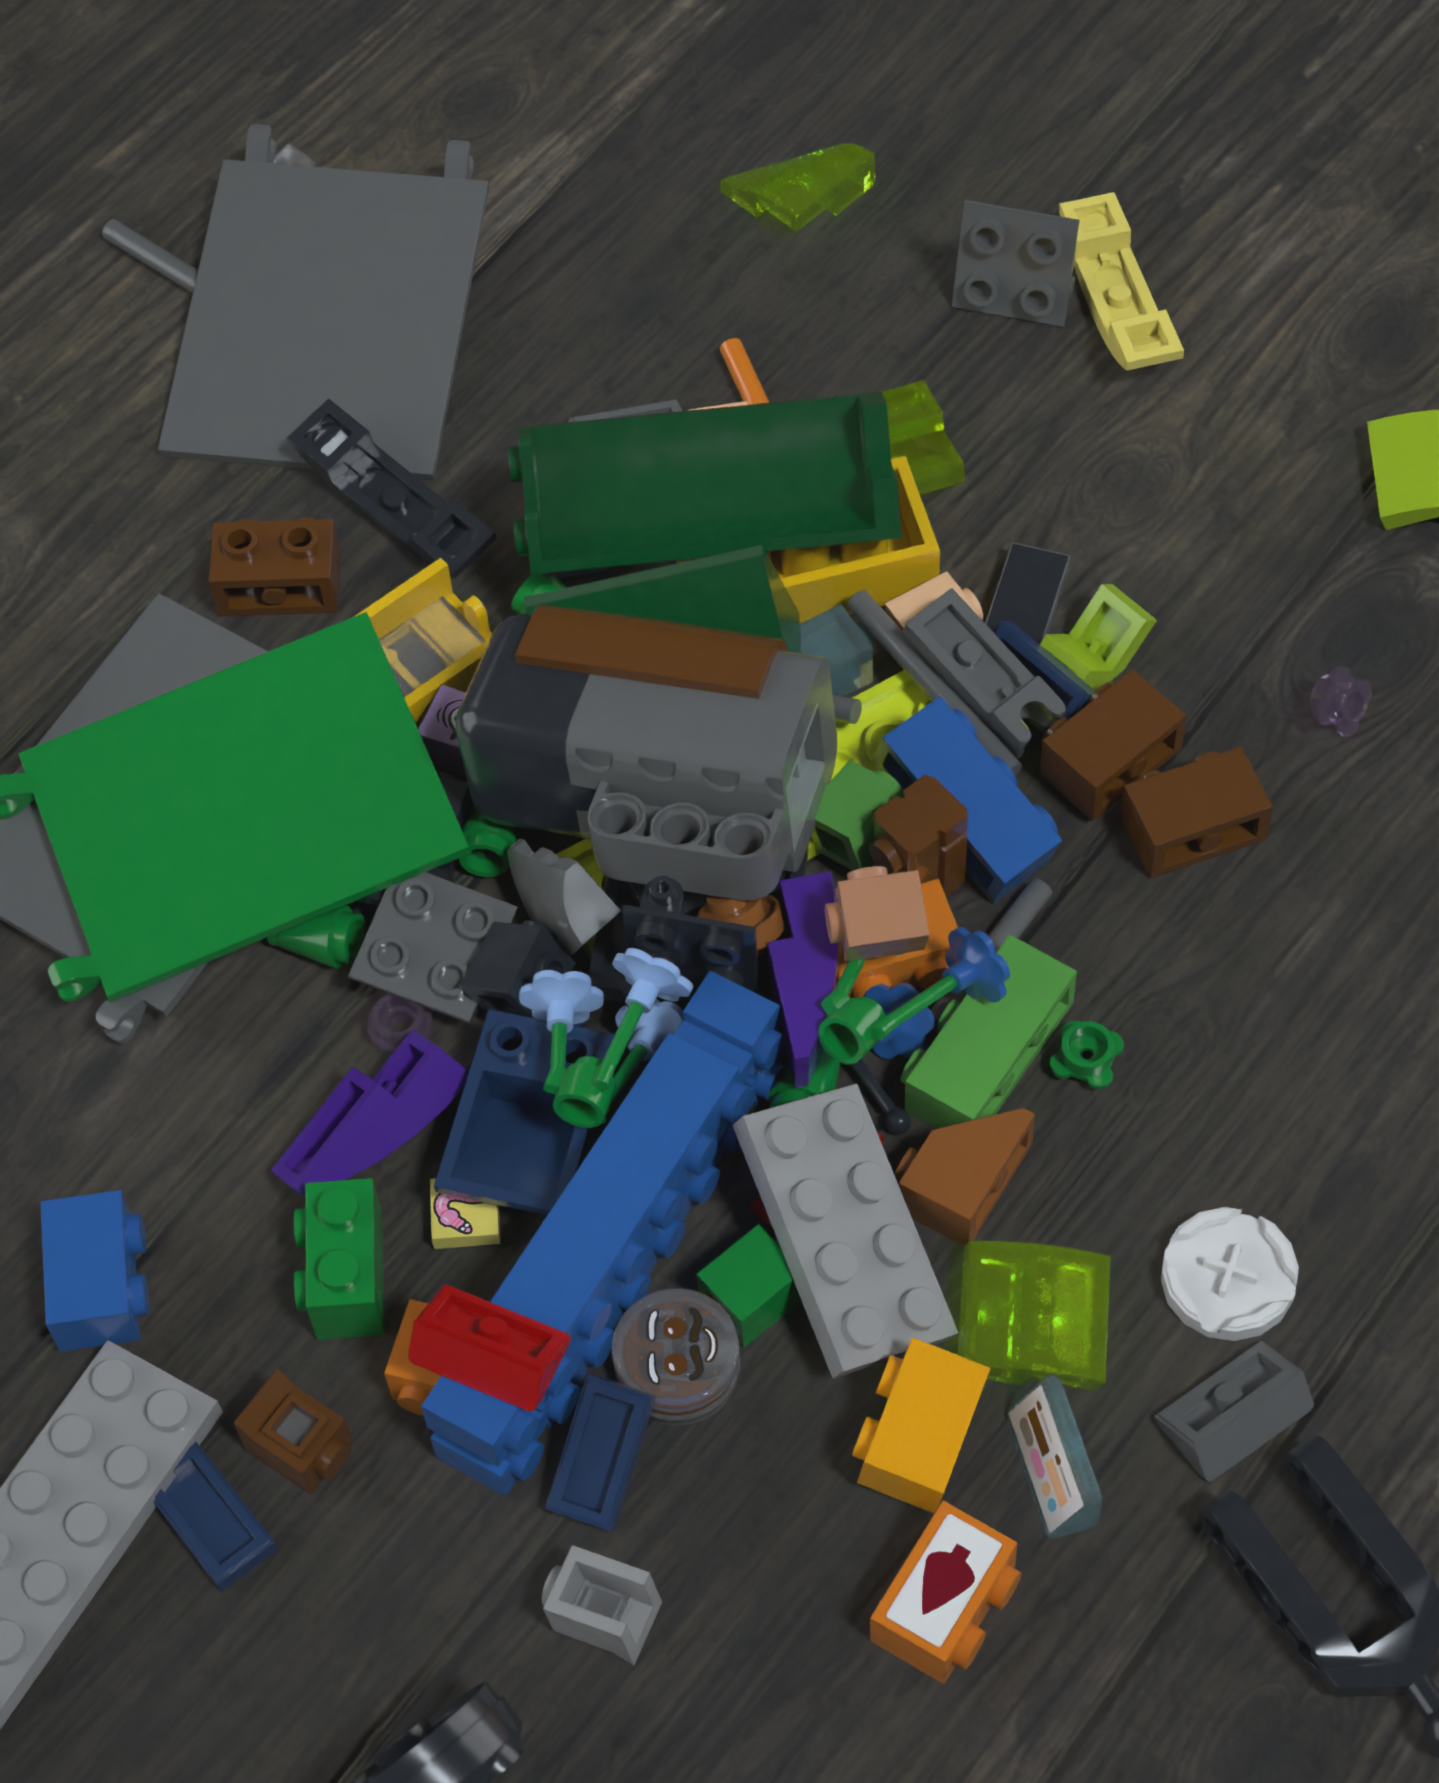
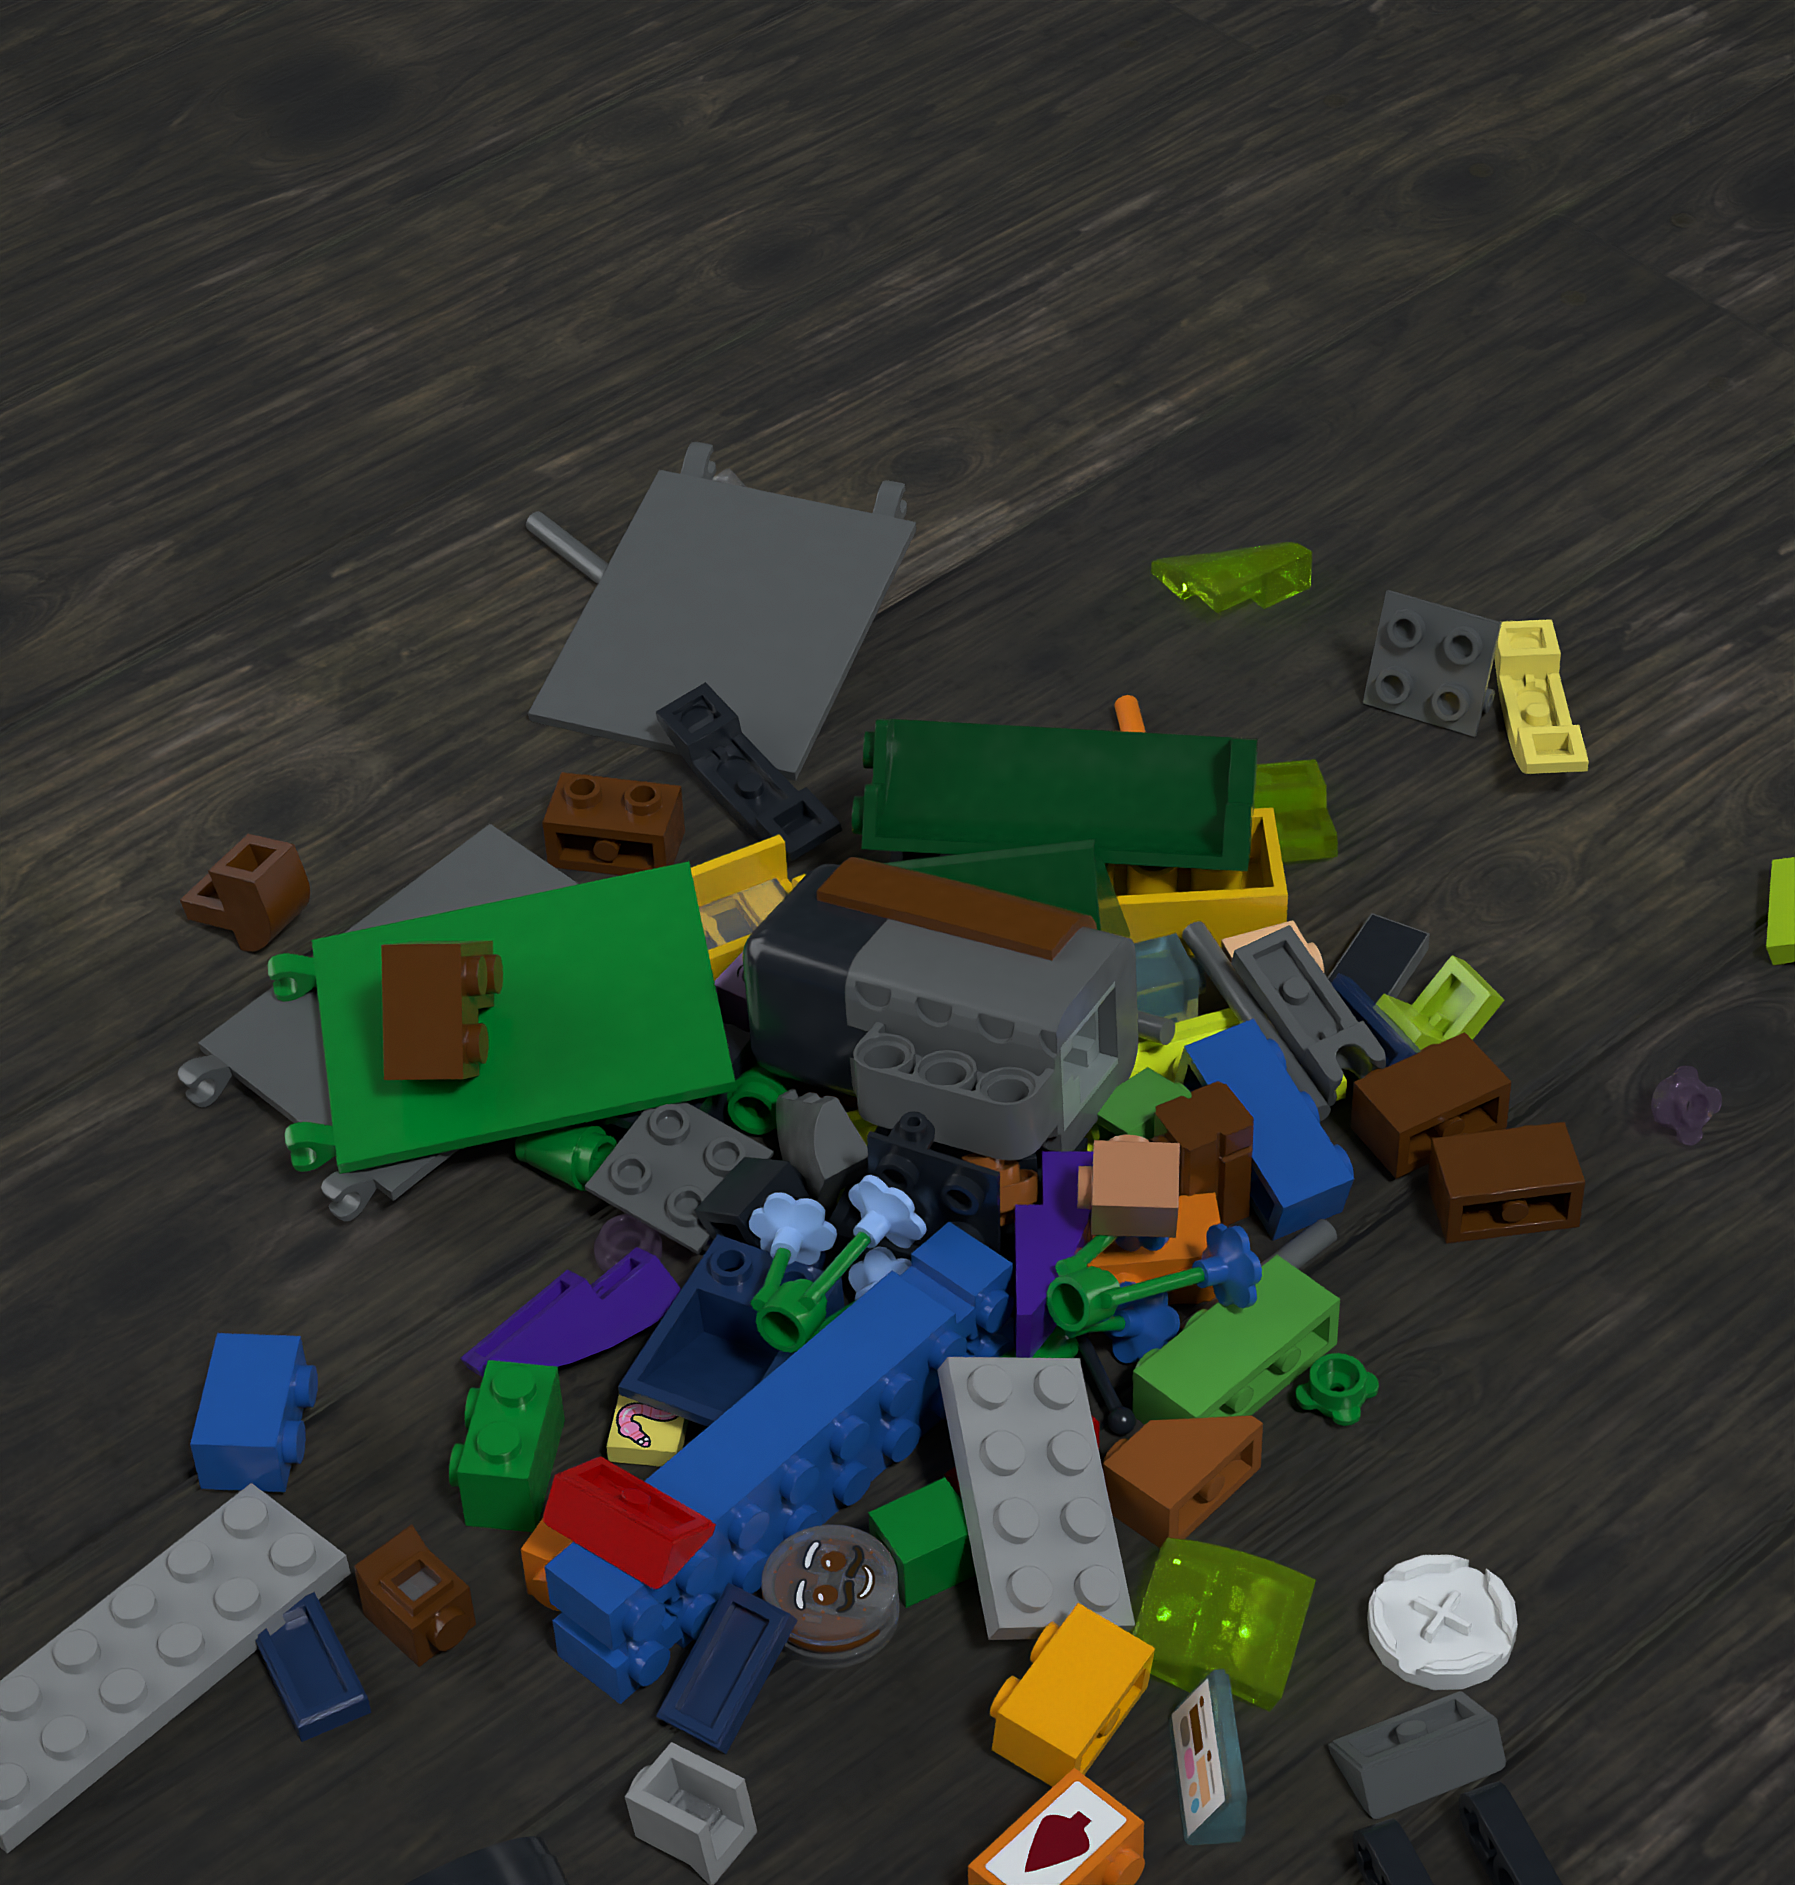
camera: 10 degrees right, 15 degrees down
(163, 823) = (433, 1007): none -> reddish brown brick

